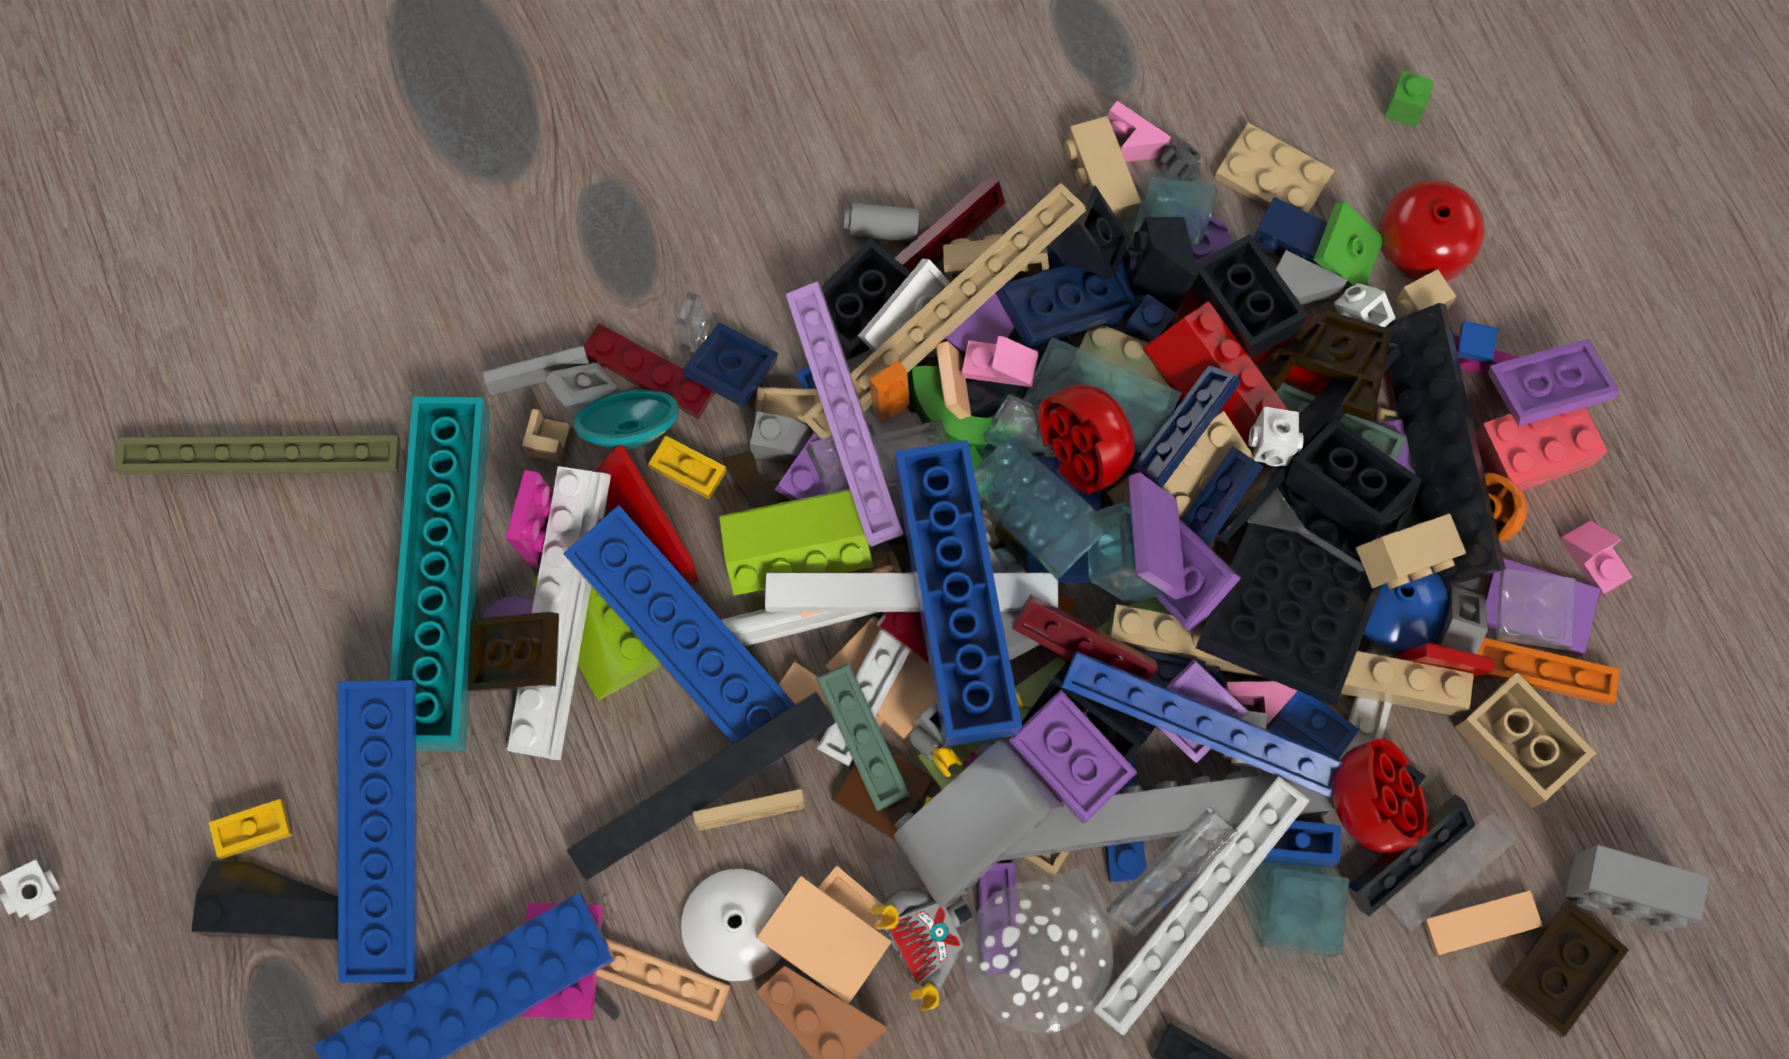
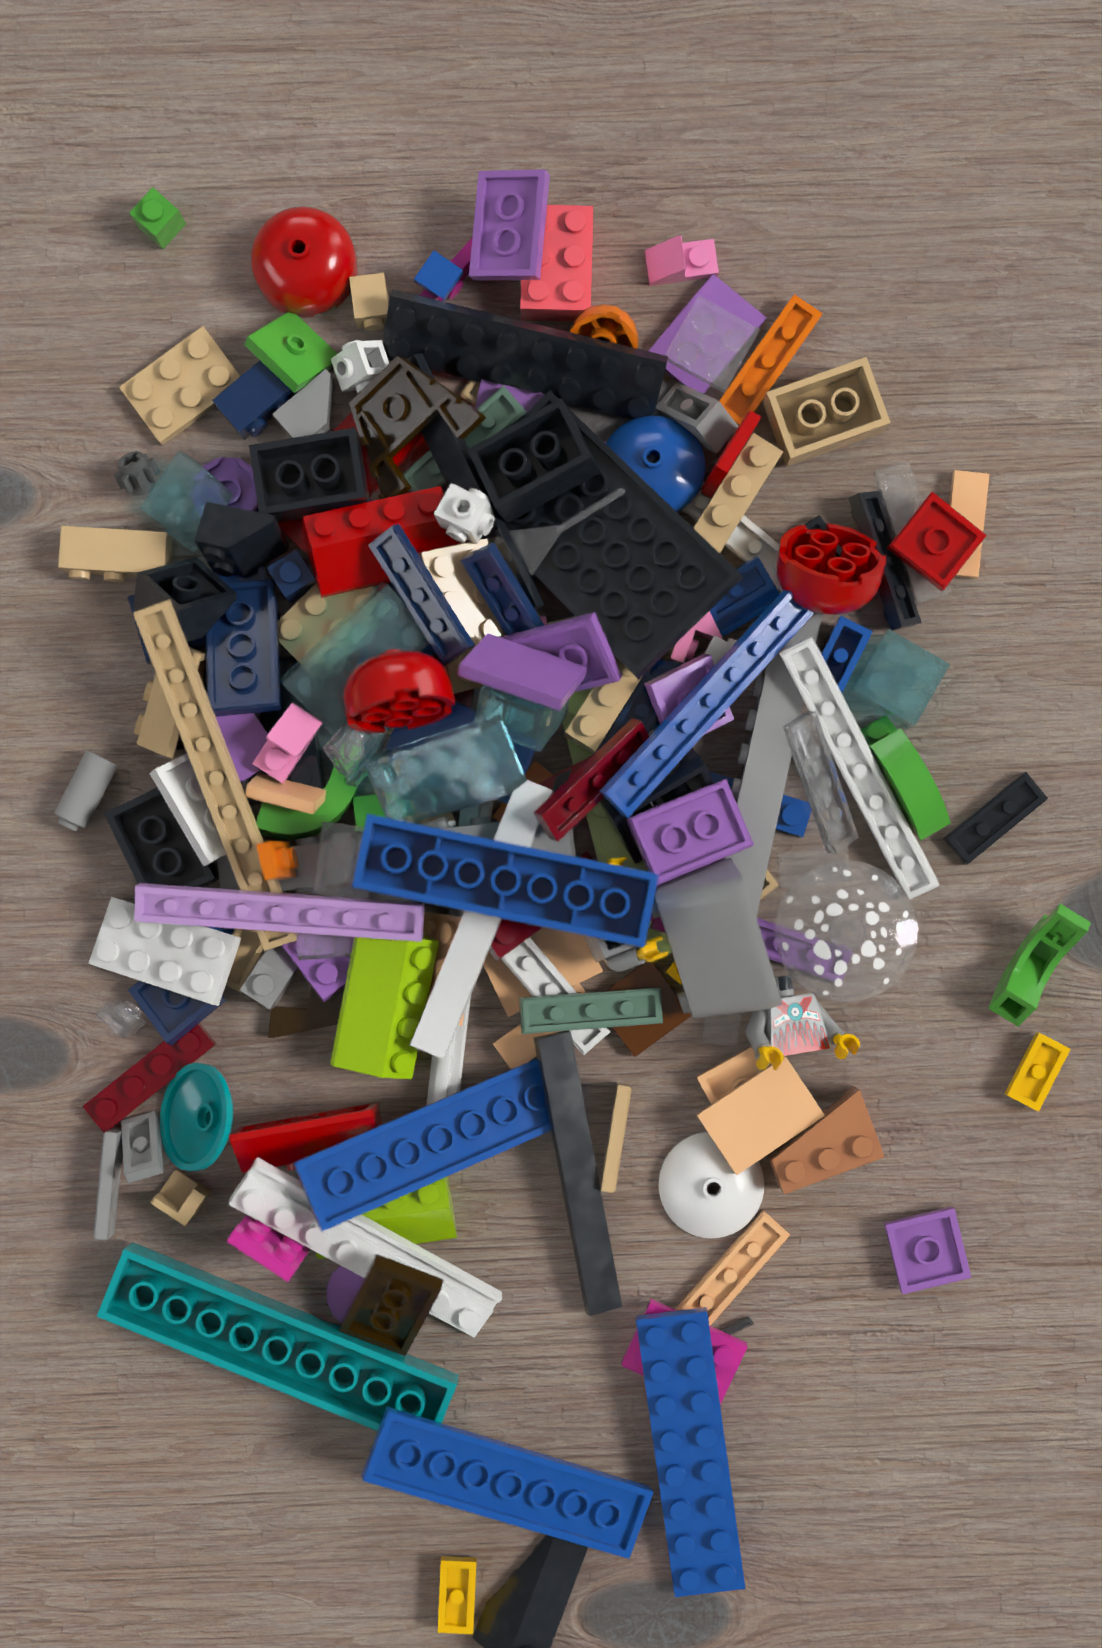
camera: 65 degrees left, 15 degrees up
(257, 454) = (91, 1479): olive plate -> none
(687, 467) = (264, 1074): yellow plate -> none
(765, 340) = (170, 956): none -> white plate
(955, 224) = (118, 726): dark red plate -> none
(1142, 137) = (97, 497): bright pink slope -> none
(1211, 958) = (907, 777): none -> bright green arch
(1411, 552) = (623, 438): tan brick -> none
(1454, 896) = (936, 541): none -> red tile
(1564, 968) = (1032, 472): dark brown plate -> none
(1636, 888) = (995, 379): light grey brick -> none

